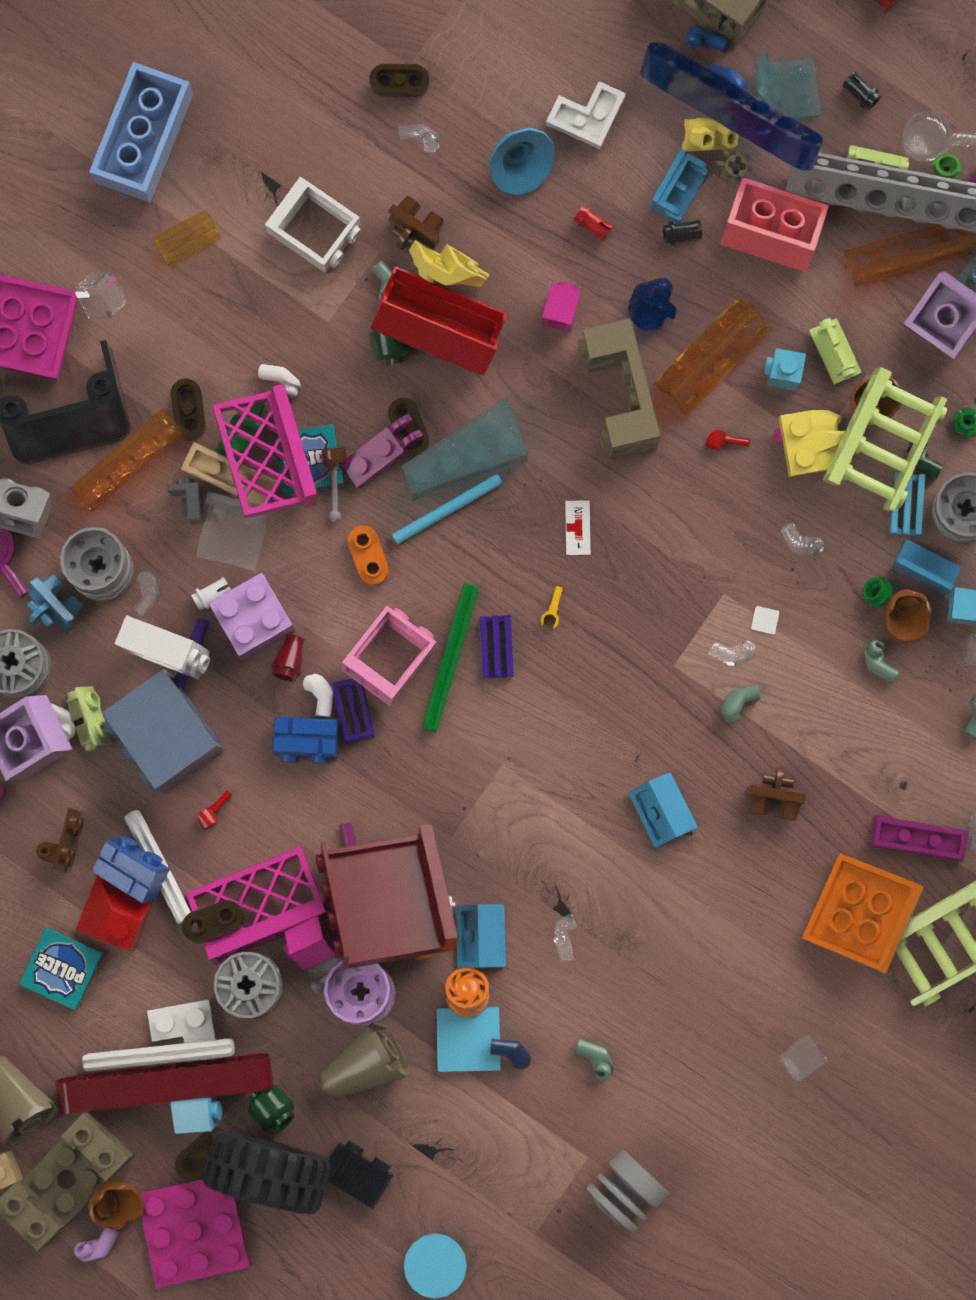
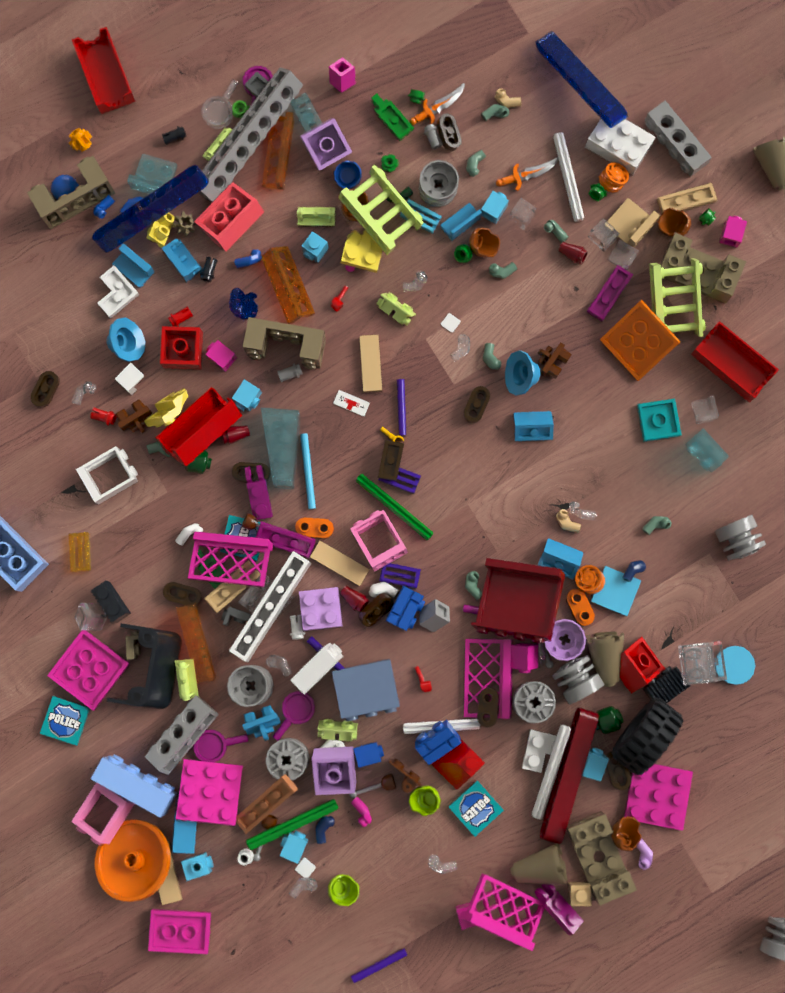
camera: 65 degrees left, 0 degrees up
(39, 887) = (424, 800): none -> lime hair
(42, 824) = (387, 783): none -> hinge
(69, 470) = (186, 679): none -> yellowish green hinge
(72, 777) = (368, 754): none -> blue brick
(79, 373) = (132, 648): none -> dark tan bracket
(91, 647) = (296, 709): none -> magenta piece
(132, 313) = (110, 601): none -> black brick
(222, 541) = (270, 607): none -> white brick
(286, 696) = (376, 610): none -> dark brown plate
(309, 1036) = (578, 680): none -> light grey wheel
(314, 786) = (434, 615): none -> light grey panel
(331, 521) = (286, 539): none -> magenta tile
(332, 615) = (339, 563): none -> tan tile
(371, 1119) = (639, 665): none -> red slope
(383, 821) = (471, 584): none -> sand green arm
(397, 187) = (103, 416): none -> red pin
(414, 1211) = (702, 662): none -> clear slope
(421, 996) = (578, 608): none -> orange plate
(454, 379) = (235, 433): none -> dark red cone
(468, 191) = (129, 378): none -> white panel
(514, 621) = (391, 460): none -> dark brown plate
(517, 371) = (247, 396): none -> medium azure brick
(538, 920) = (565, 522): none -> tan arm
(546, 245) = (181, 347): none -> red brick
(581, 418) = (290, 372): none -> light grey pin
(603, 603) = (401, 407): none -> dark purple bar
(636, 121) = (133, 266): none -> dark azure panel
(649, 529) = (370, 363): none -> tan tile
(656, 711) = (476, 405): none -> dark brown plate
(722, 284) = (249, 260): none -> blue arm
(732, 757) = (520, 373): none -> dark azure hat
(742, 1087) = (706, 450): none -> clear light blue bracket
(748, 543) = (390, 303): none -> yellowish green hinge
(756, 995) = (659, 420): none -> teal tile
(896, 1071) = (734, 362): none -> red brick
(918, 368) = (347, 174): none -> blue hair
(955, 758) = (573, 252): none -> dark red cone

